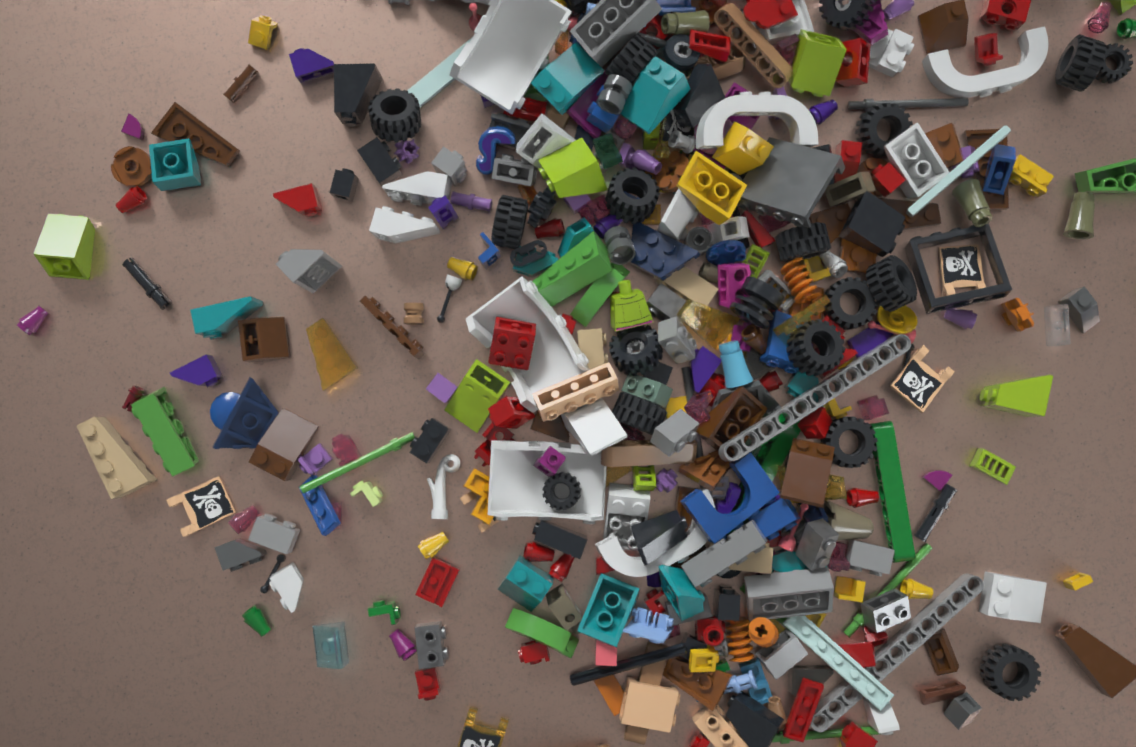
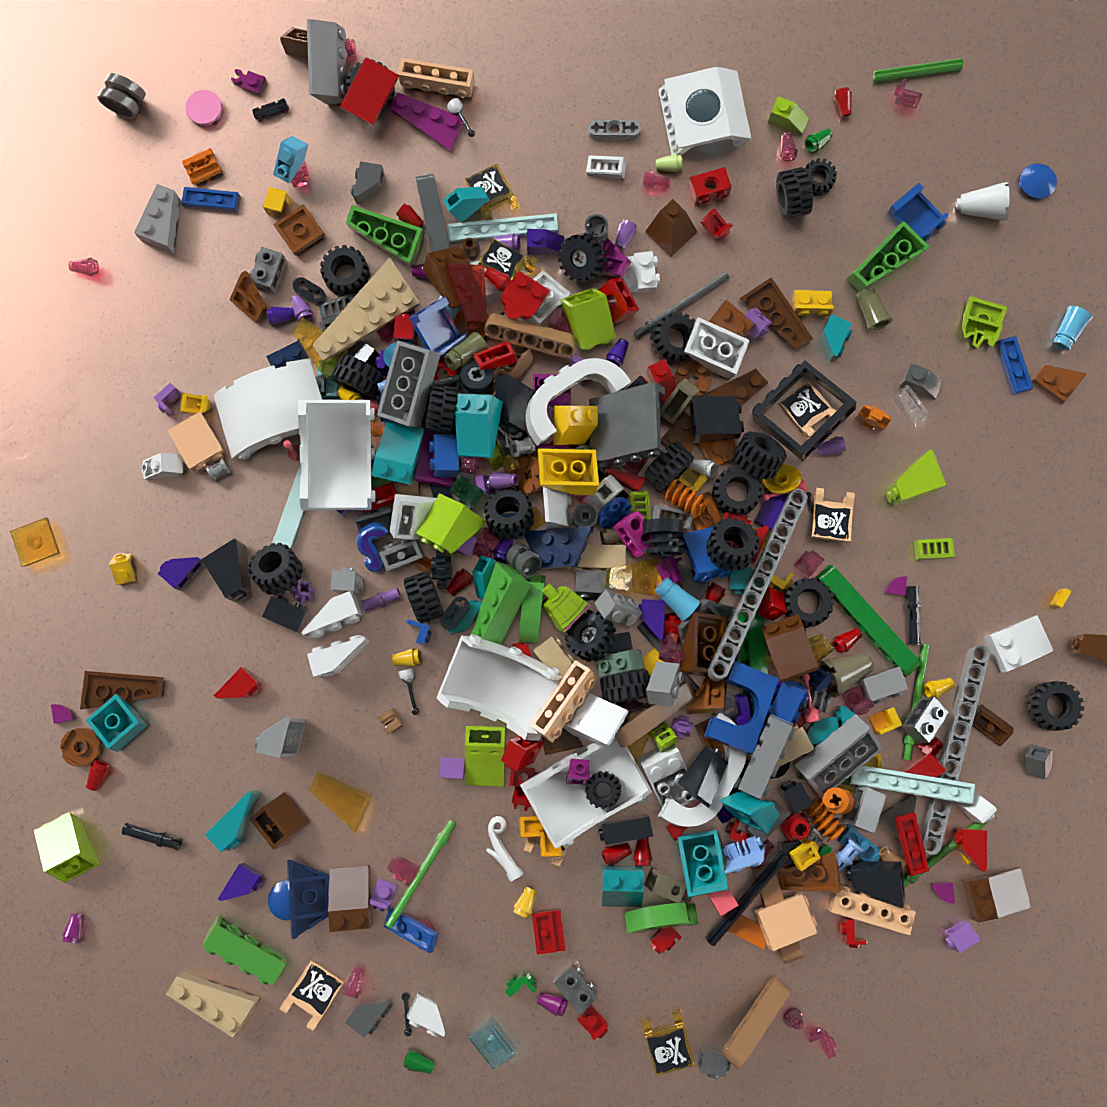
camera: 30 degrees left, 5 degrees down
(135, 394) = (198, 938): dark red pin -> none
(241, 83) = (130, 621): reddish brown pin -> none
(274, 534) = (388, 978): light grey brick -> none
(344, 184) = (267, 651): black brick -> none
(372, 493) = (449, 892): yellowish green bracket -> none
(387, 321) = (389, 743): reddish brown wing -> none
(430, 440) = (469, 817): black brick -> none
(443, 211) = (364, 622): dark purple plate -> none
(512, 343) = (487, 694): red bracket -> none
(614, 94) = (444, 443): dark grey wheel -> none
(754, 338) = (679, 567): reddish brown cone -> none
(802, 316) = (706, 526): clear yellow wing -> none
(817, 544) = (835, 701): flat silver brick -> none
(886, 179) = (702, 375): red brick -> none
(941, 692) = (1013, 758): copper slope -> none
(949, 81) = (708, 267): white arch -> none
(958, 171) = (752, 342): light aqua tile -> none
(973, 202) = (782, 351): olive plant -> none
(999, 168) = (785, 312): blue slope -> none
(1030, 217) = (834, 335): none -> teal slope

